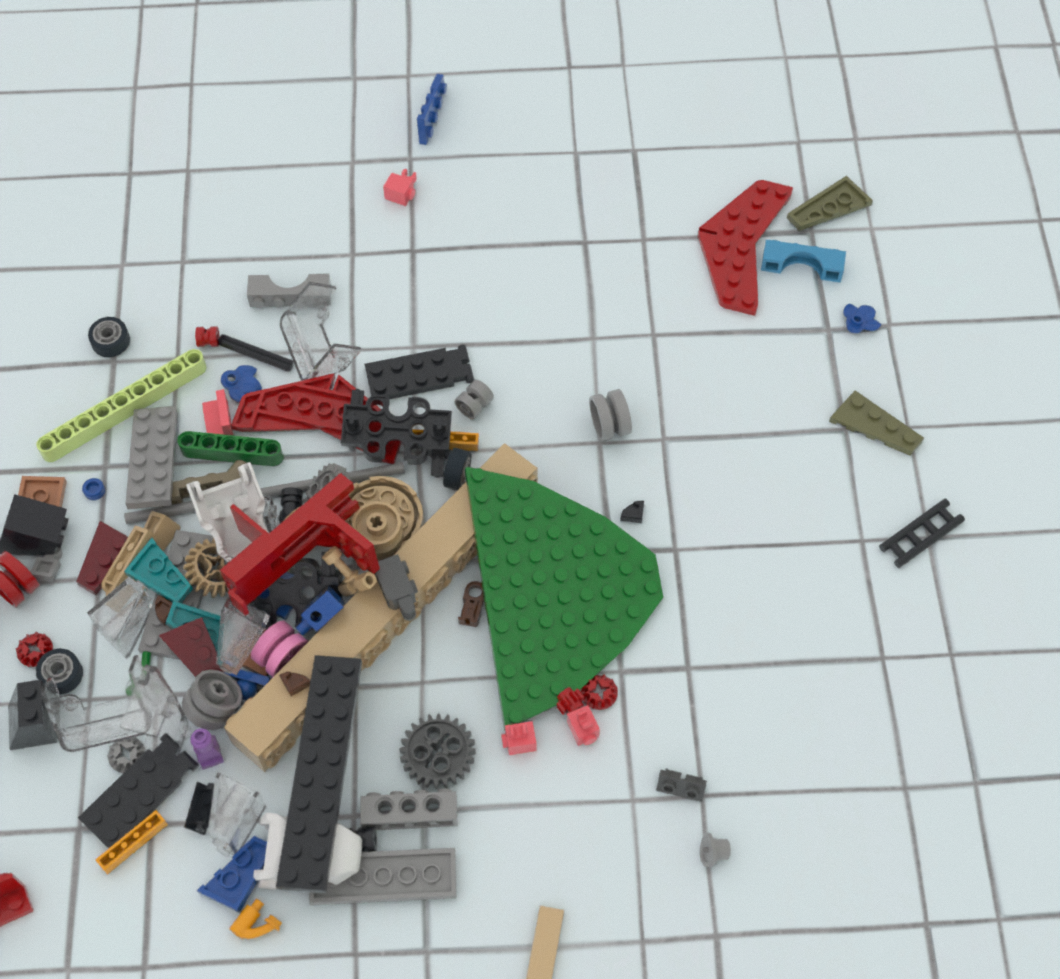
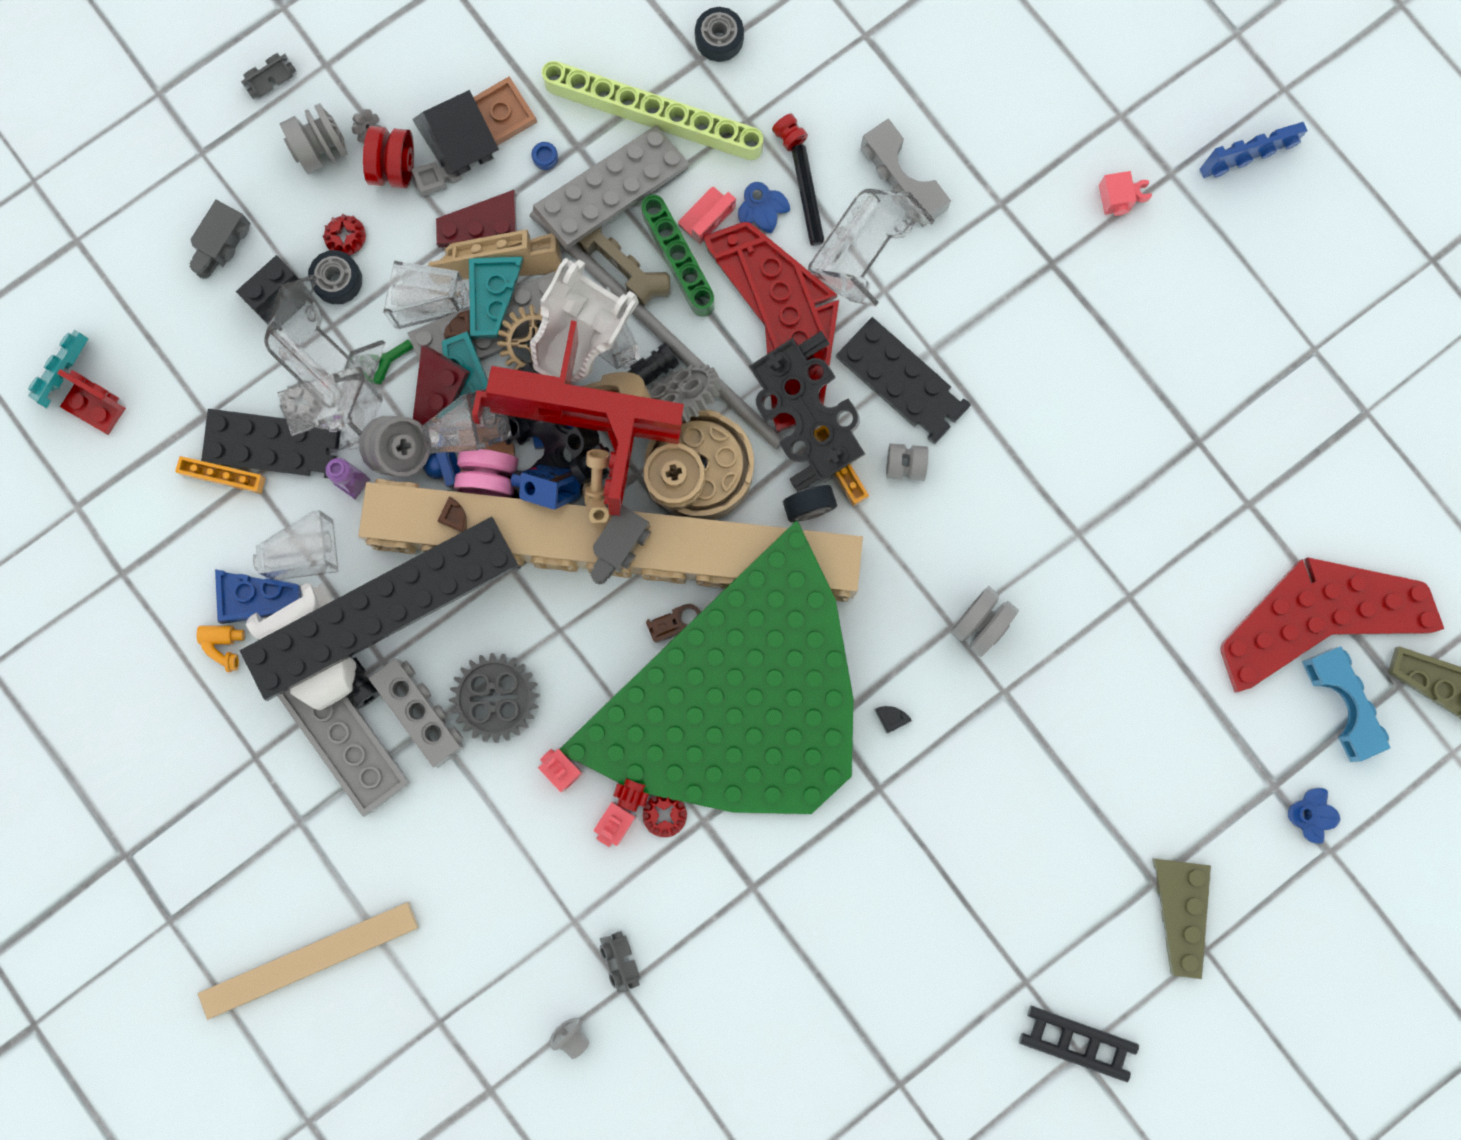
camera: 55 degrees right, 20 degrees up
(200, 808) = (290, 512): black hinge -> none

